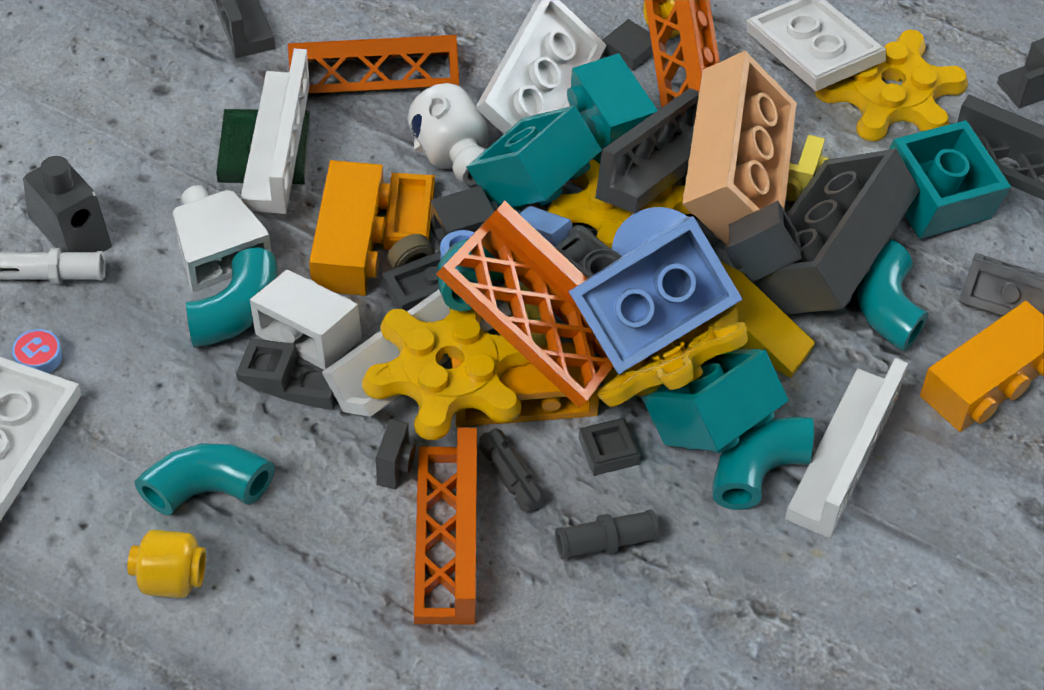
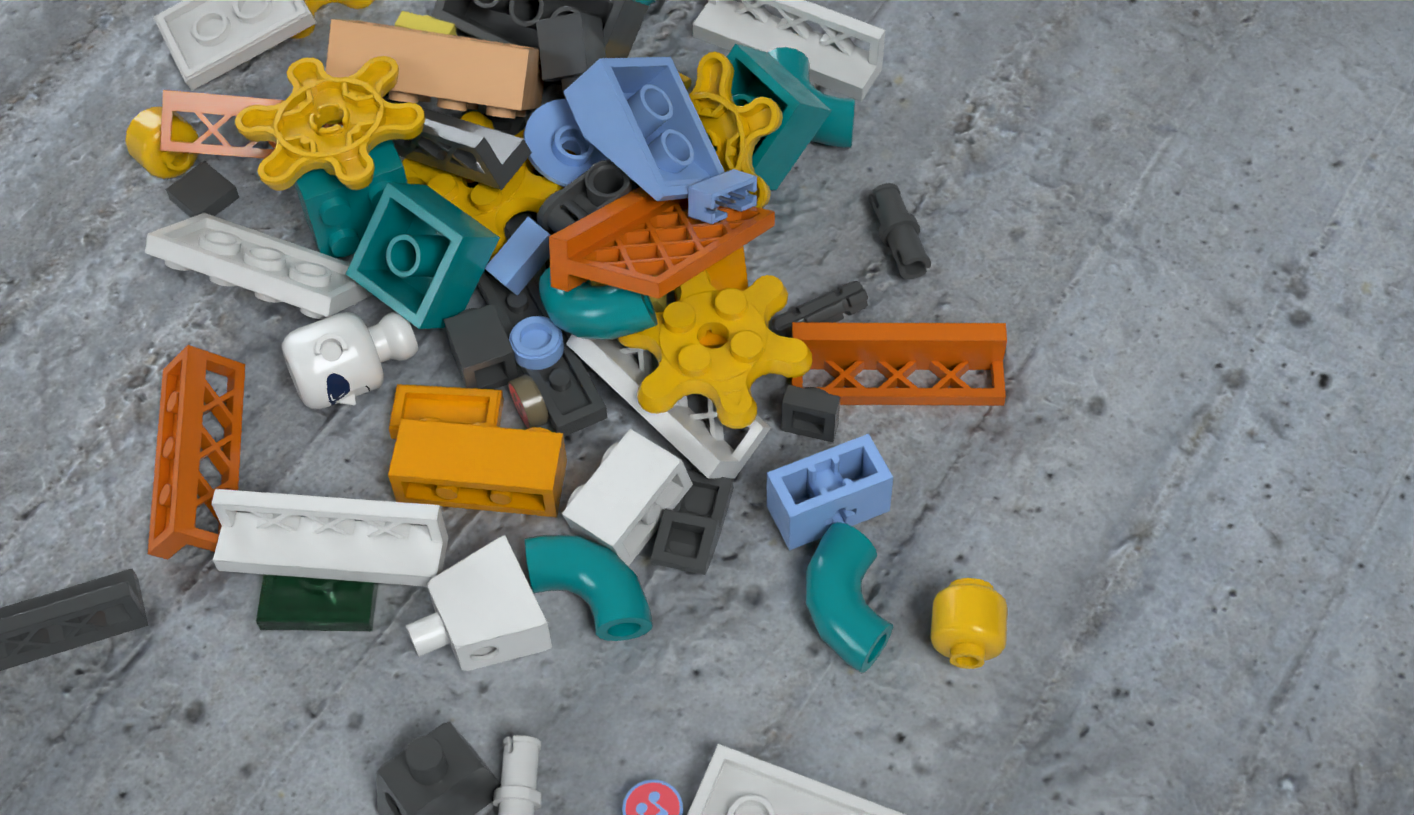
camera: 85 degrees left, 5 degrees up
(301, 457) = (829, 487): none -> light blue brick
(590, 338) = (725, 190): none -> light blue piece
(609, 446) = (790, 235): dark grey tile -> none
(640, 46) = (330, 100): none -> yellow plate

